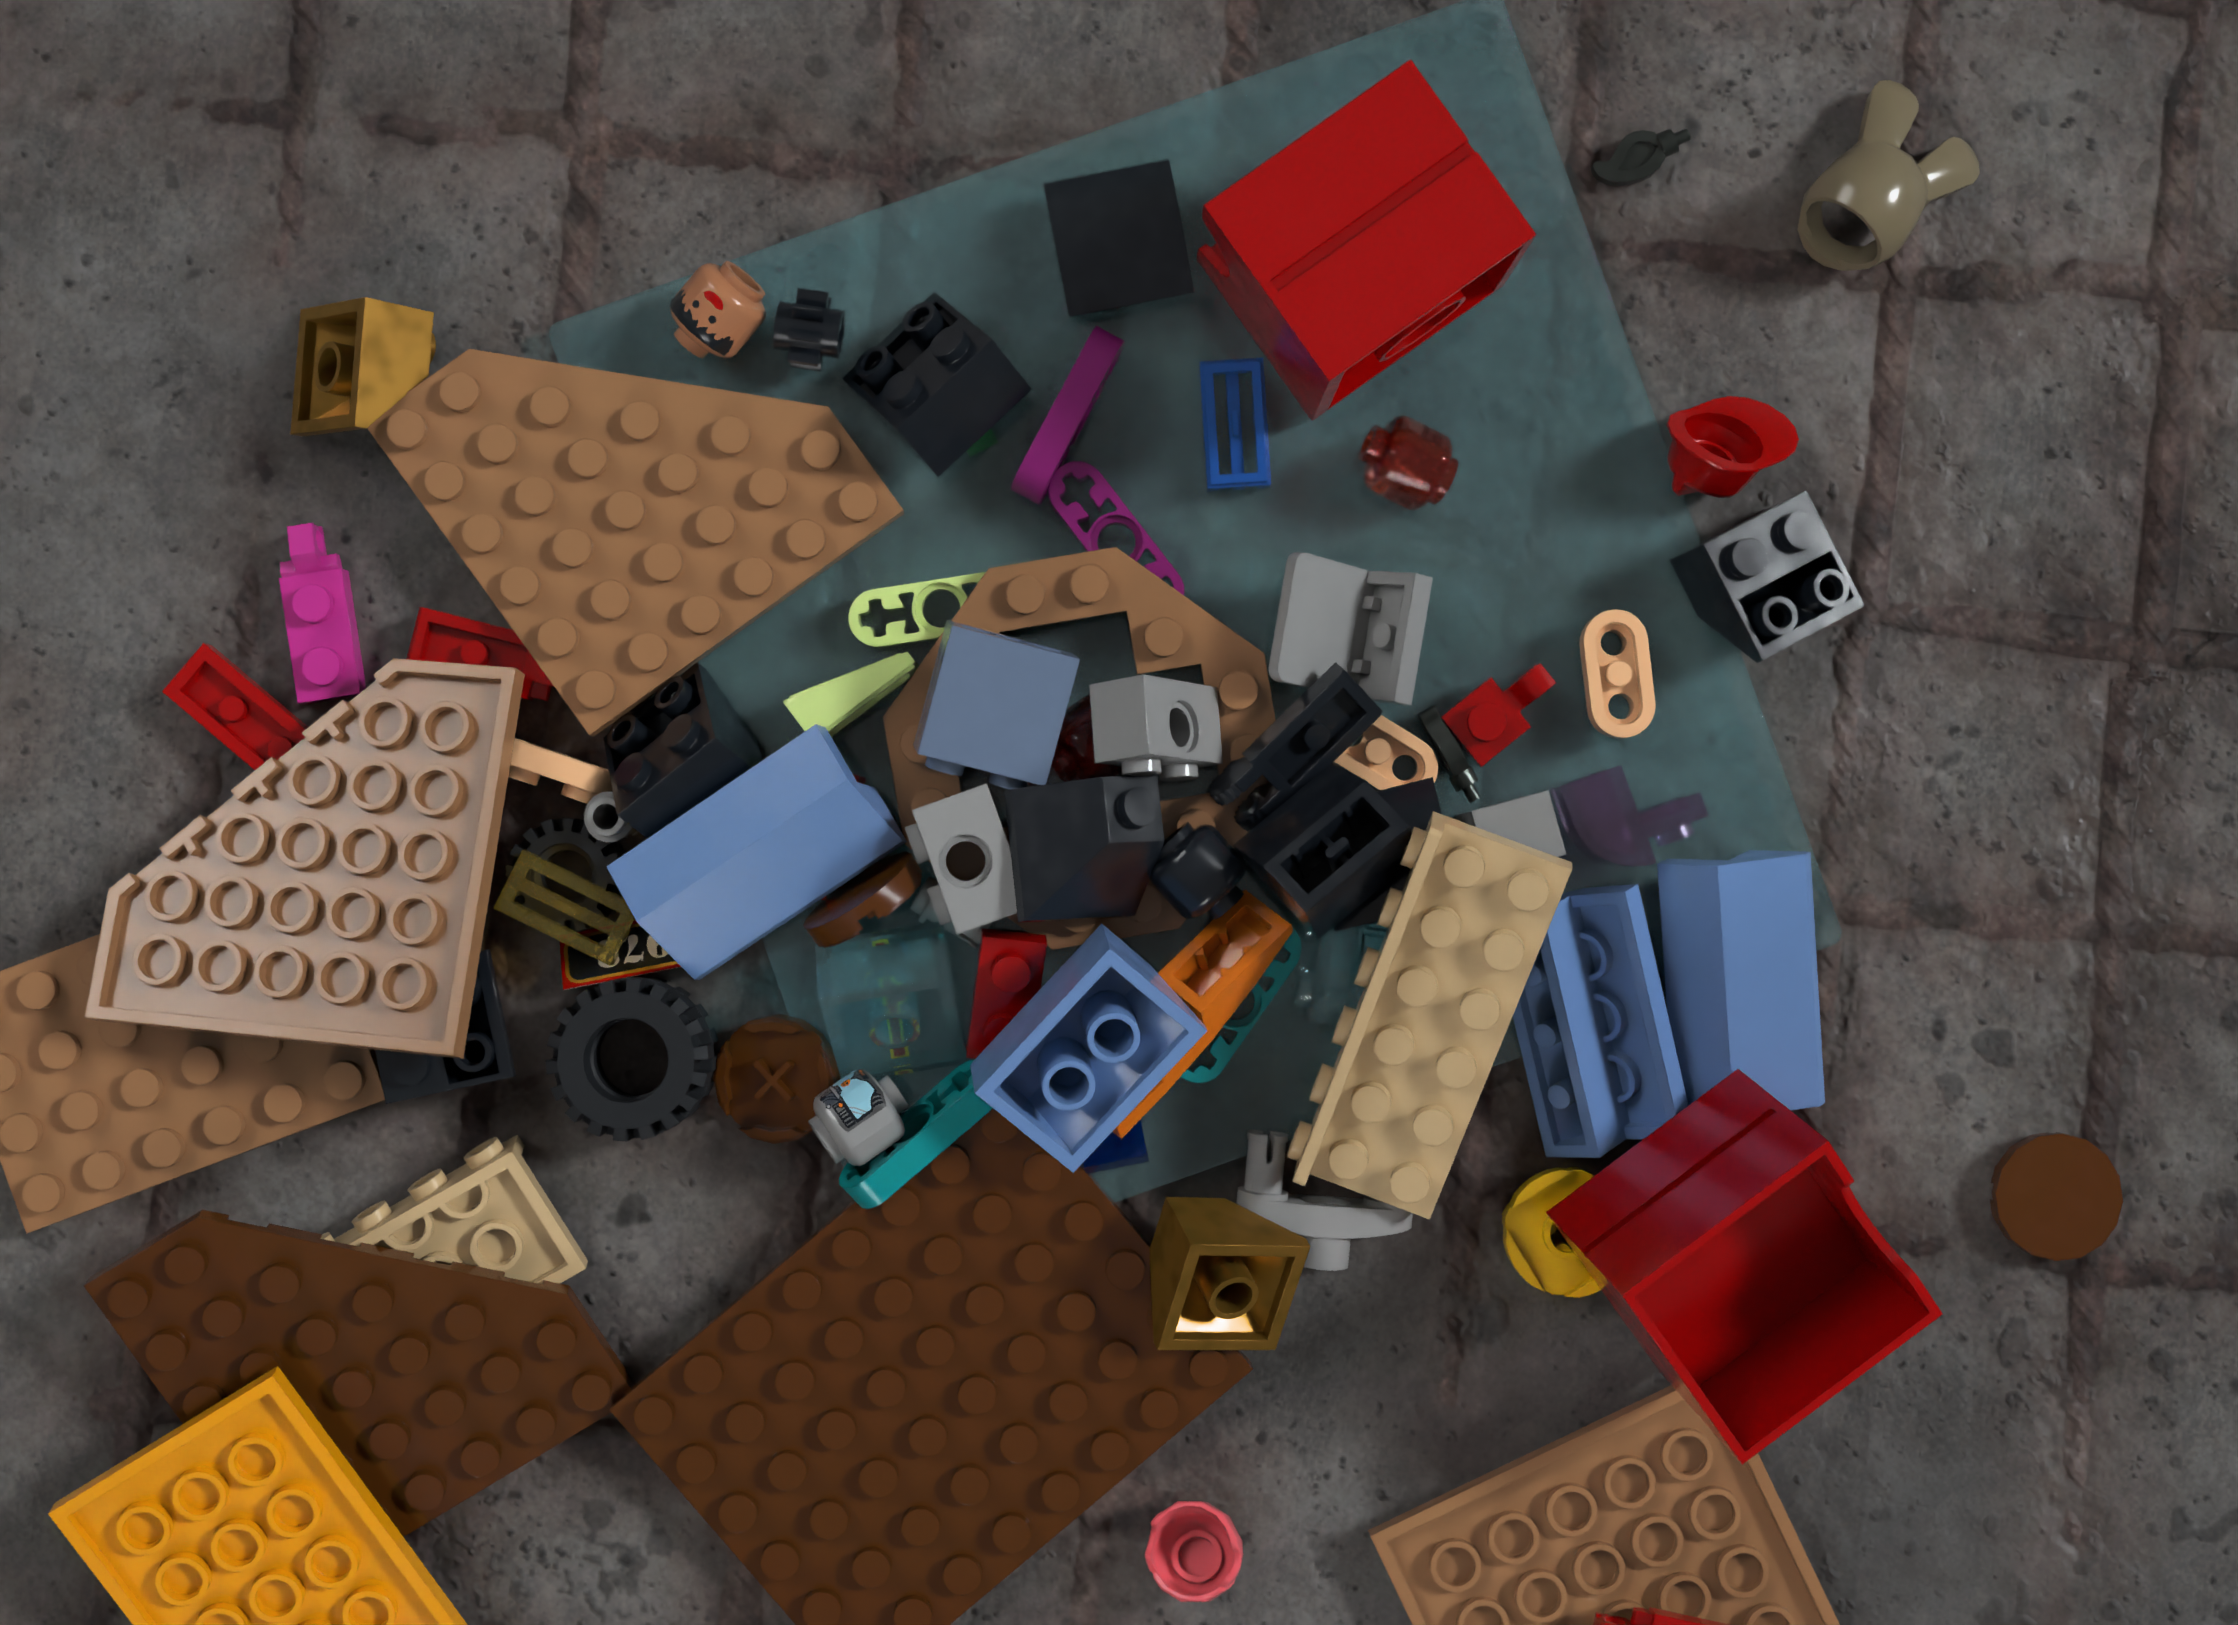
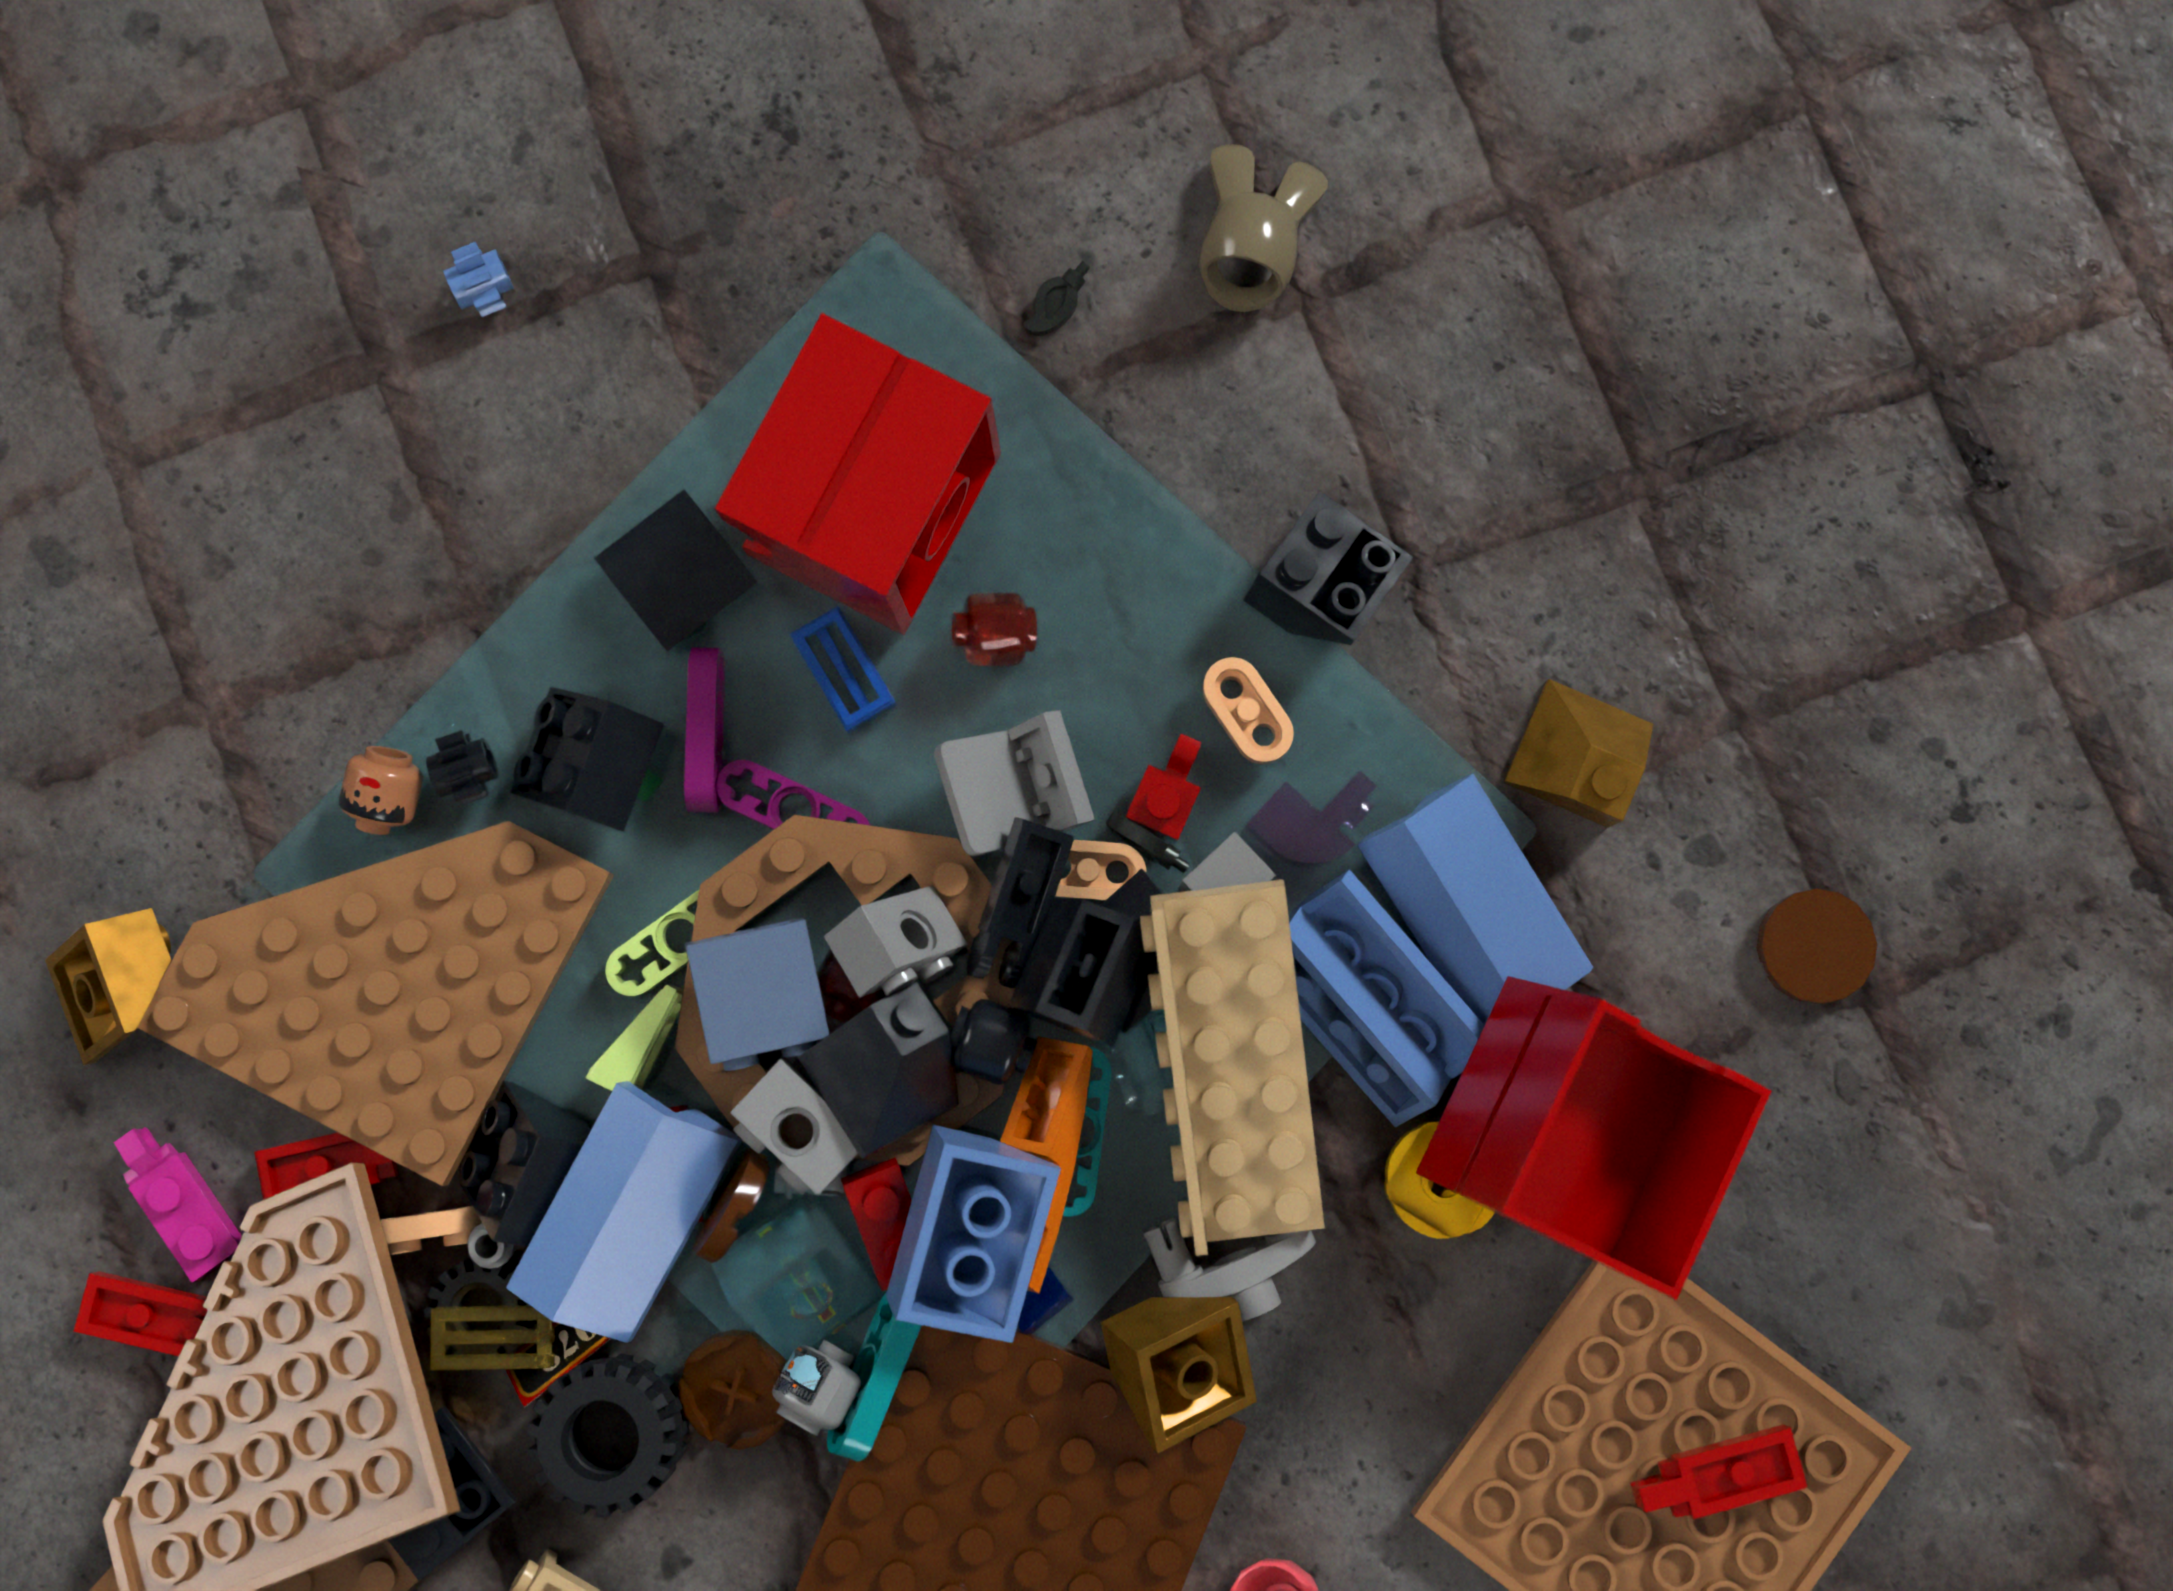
camera: 20 degrees left, 5 degrees down
(1726, 444) = (1239, 488): red piece -> none
(1924, 888) = (1581, 755): none -> pearl gold slope

